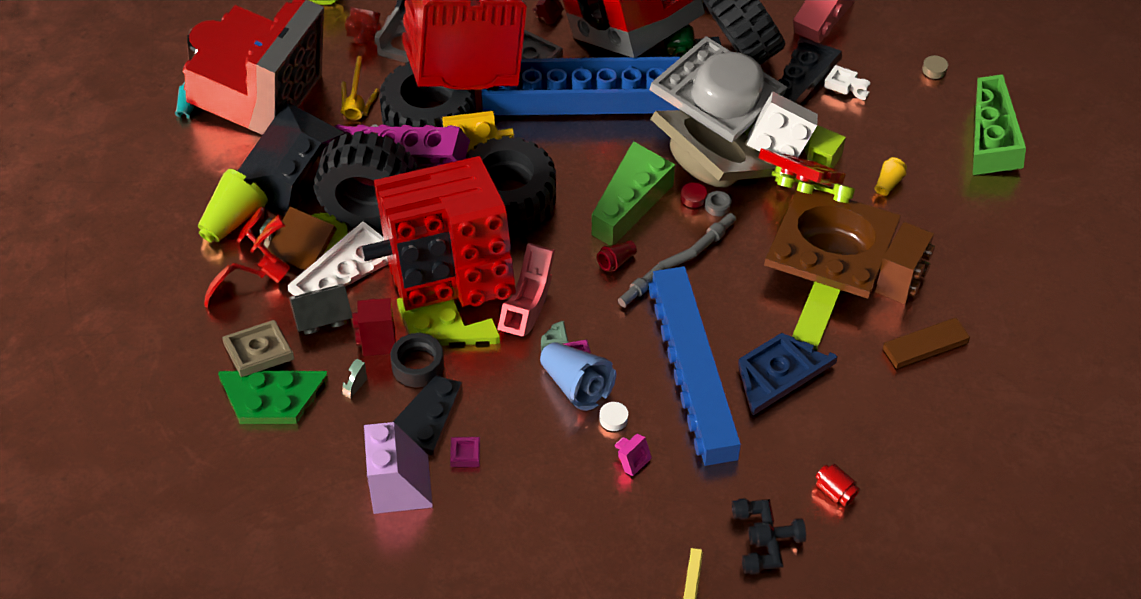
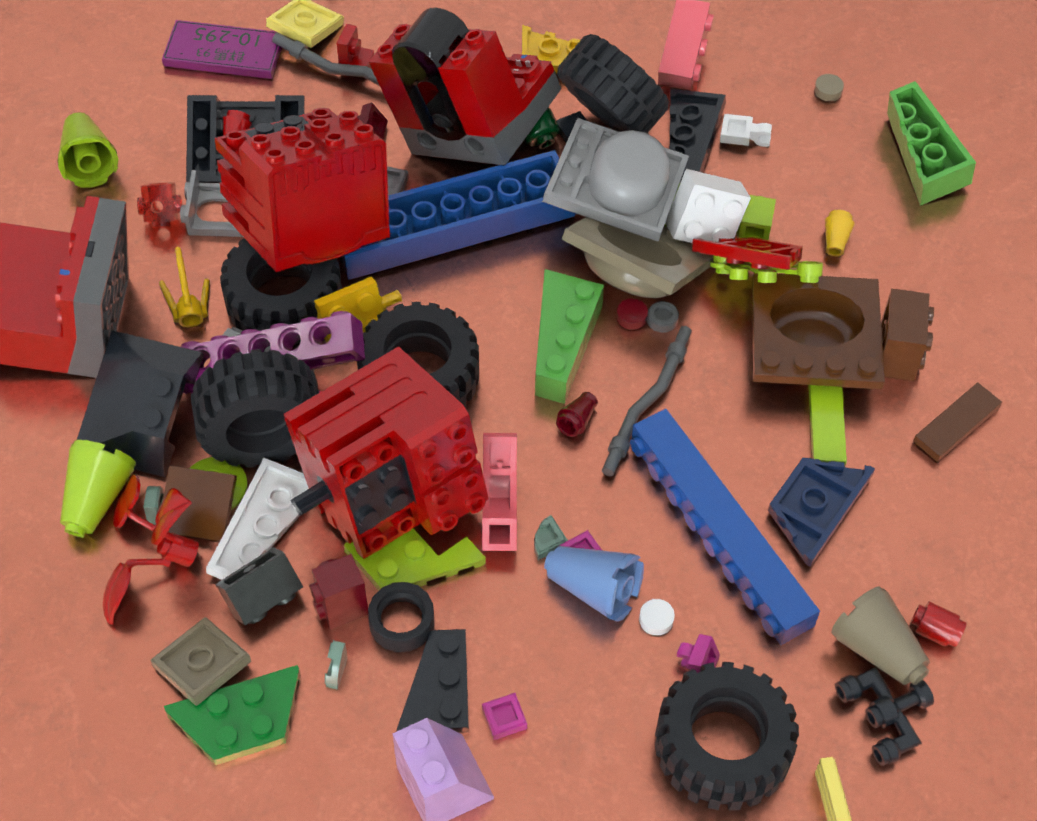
camera: 20 degrees left, 5 degrees up
(618, 543) = (736, 693): none -> black tyre
(781, 474) = (883, 637): none -> dark tan cone

